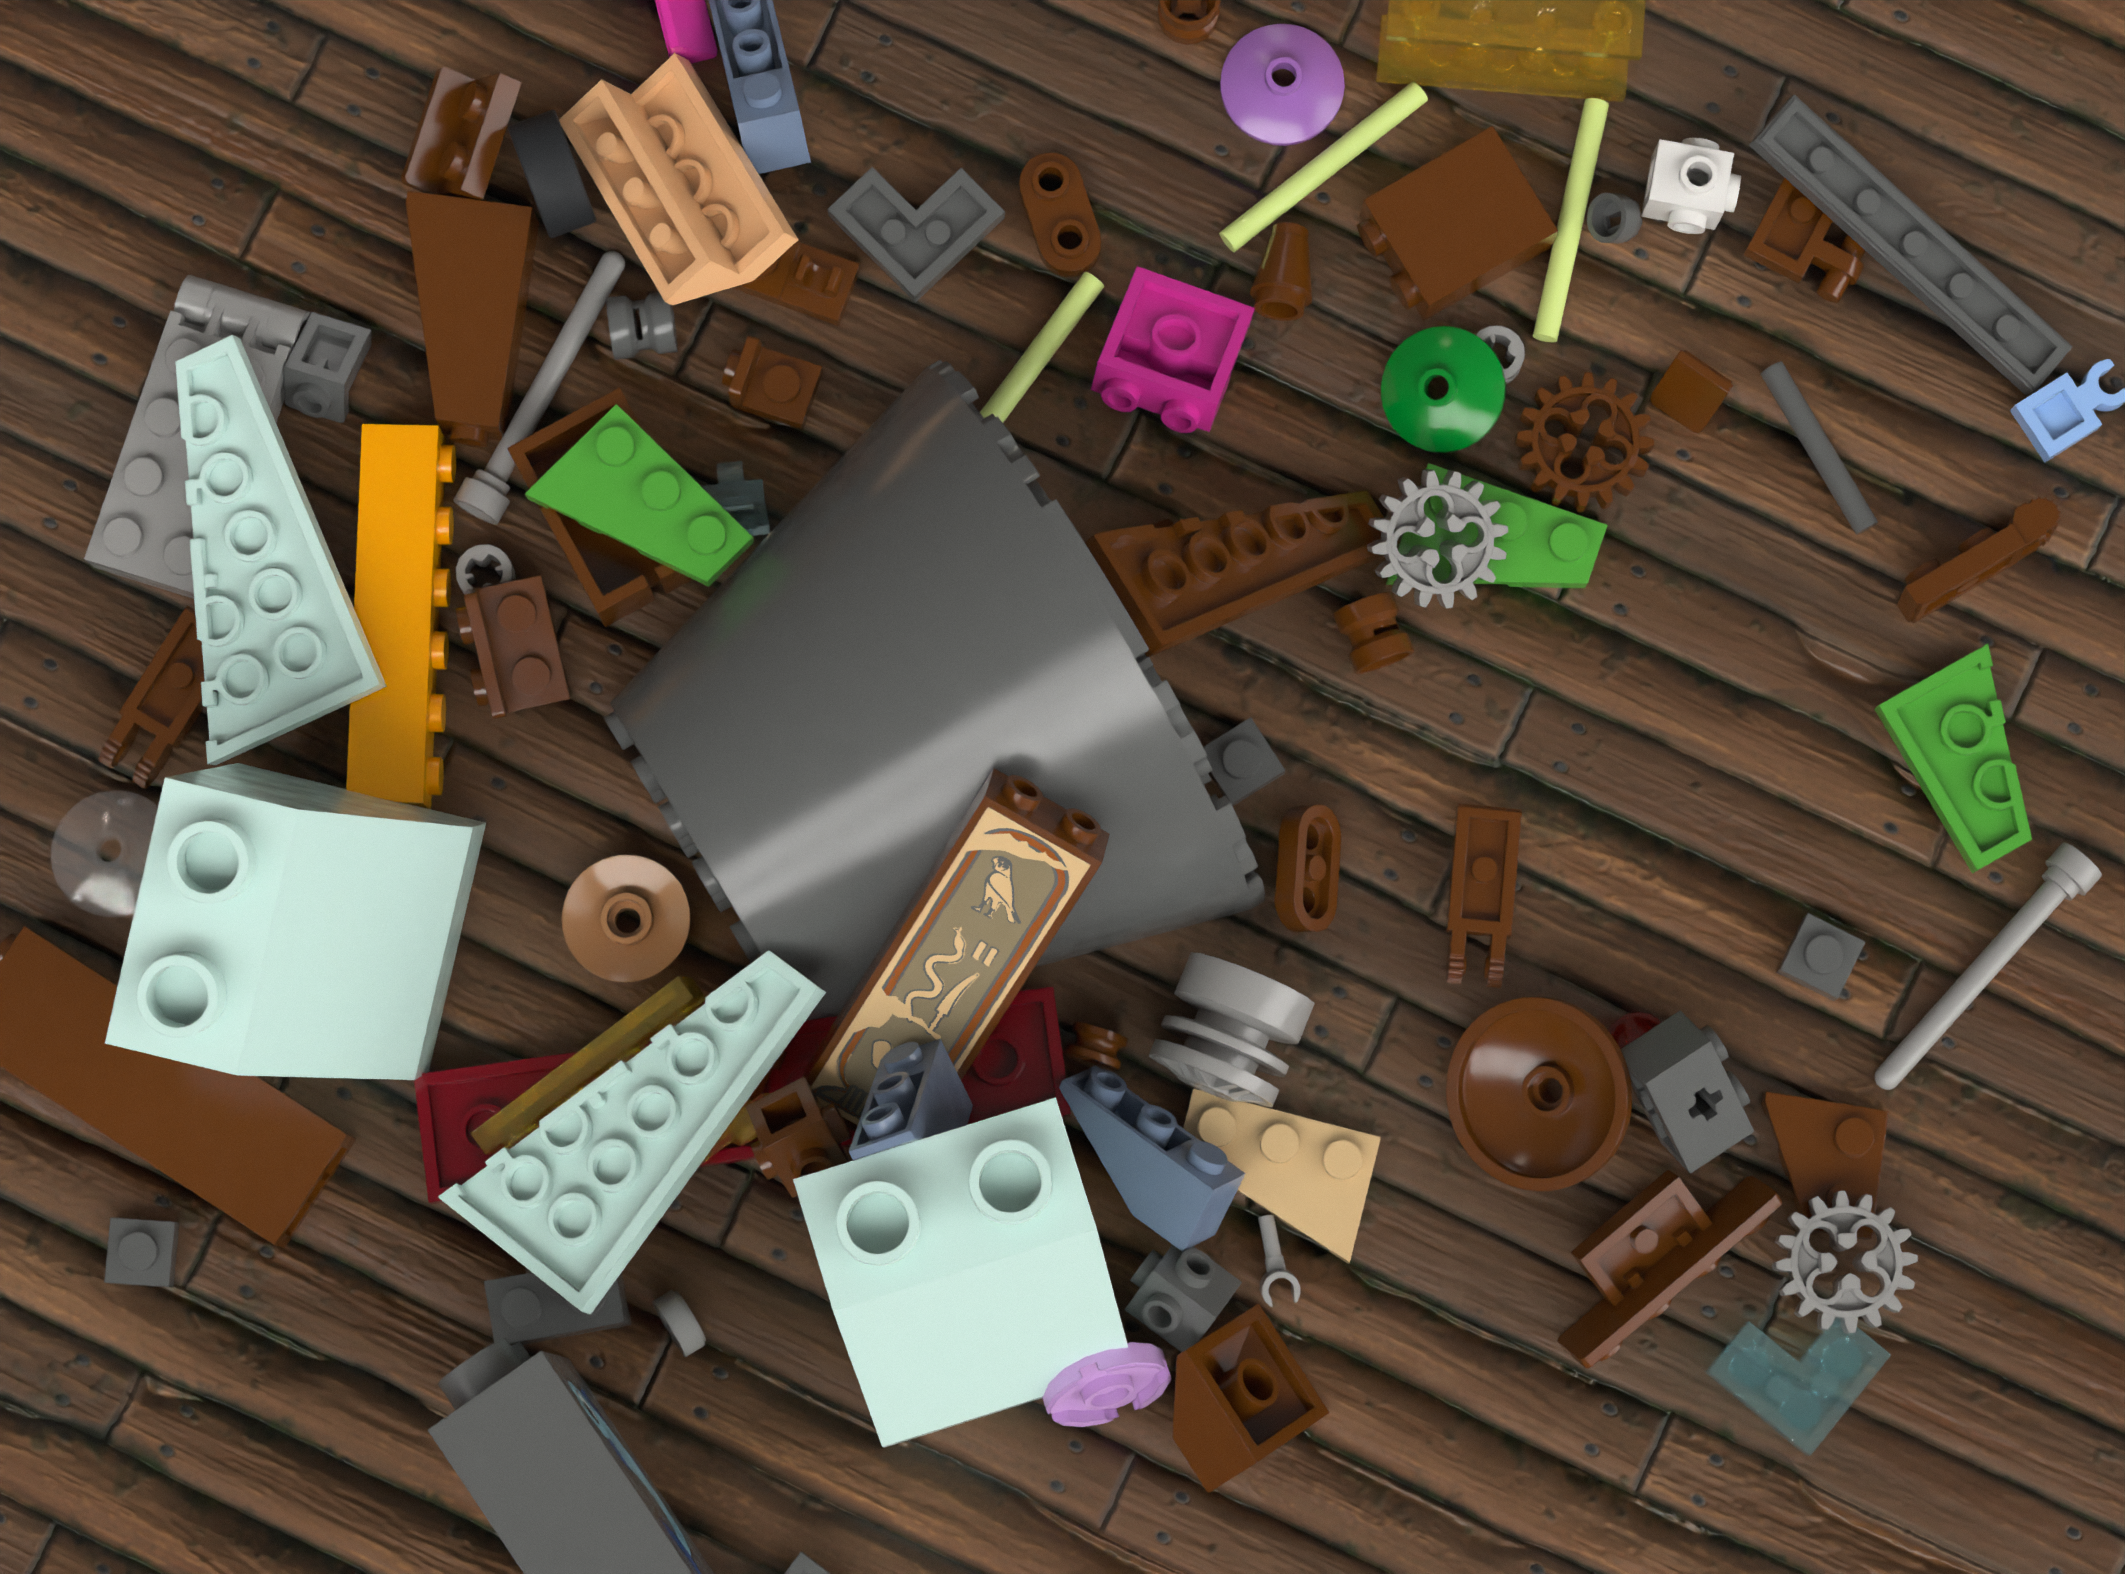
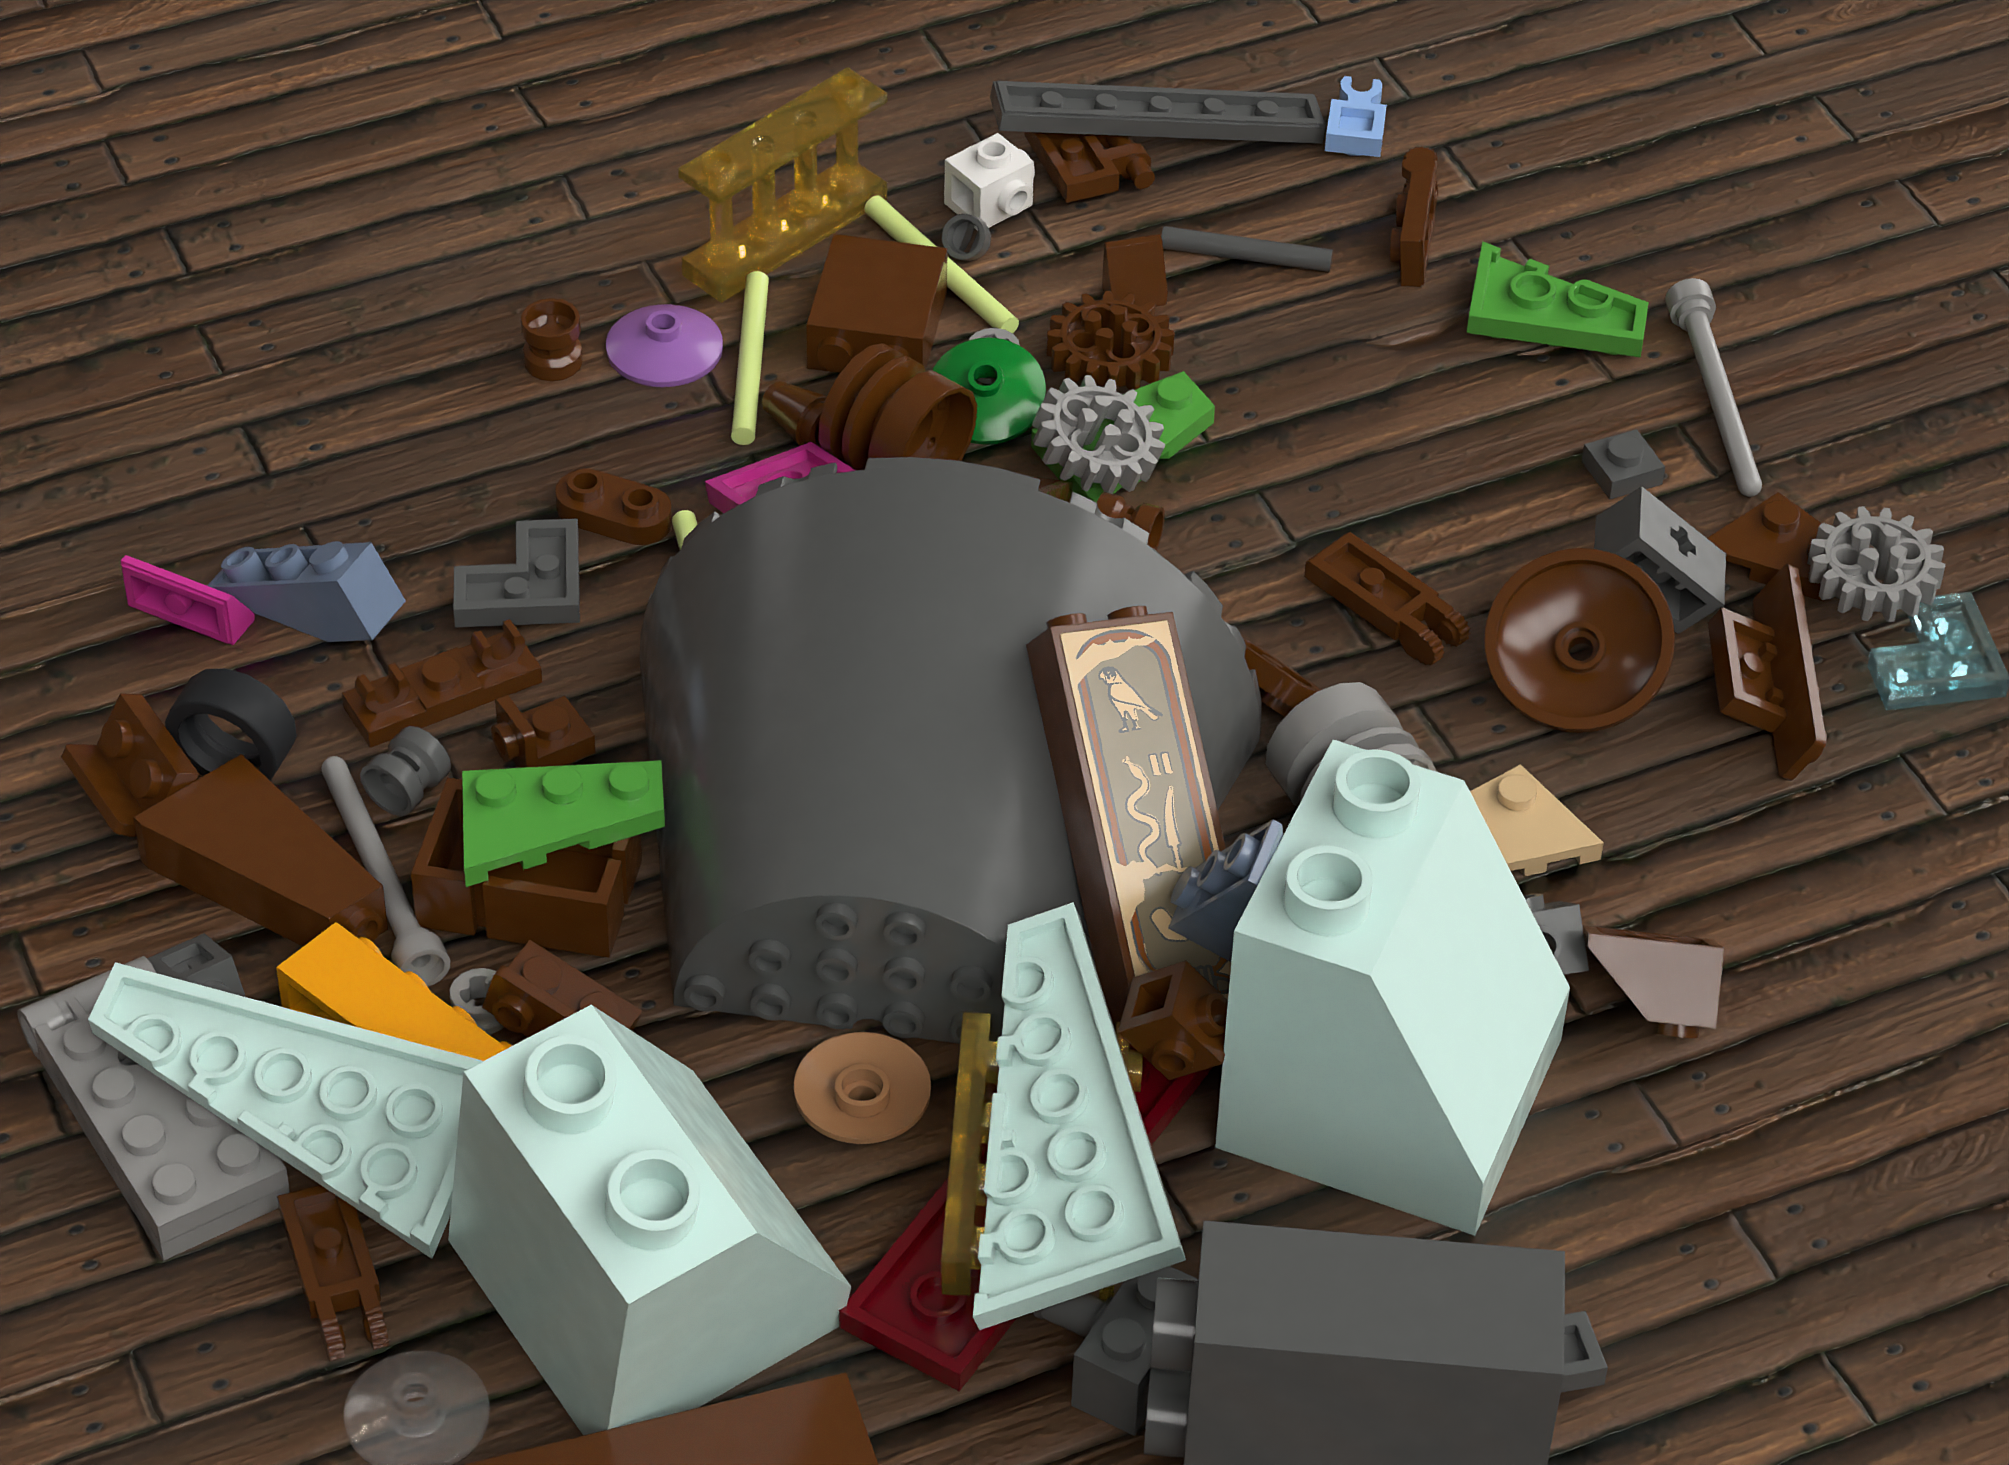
camera: 50 degrees left, 35 degrees down
(678, 183) = (346, 647): light nougat slope -> none
(1104, 1381) = (1567, 1021): lavender tile -> none
(1274, 1260) = (1582, 890): light grey hand -> none
(1311, 370) = (893, 410): none -> reddish brown wheel

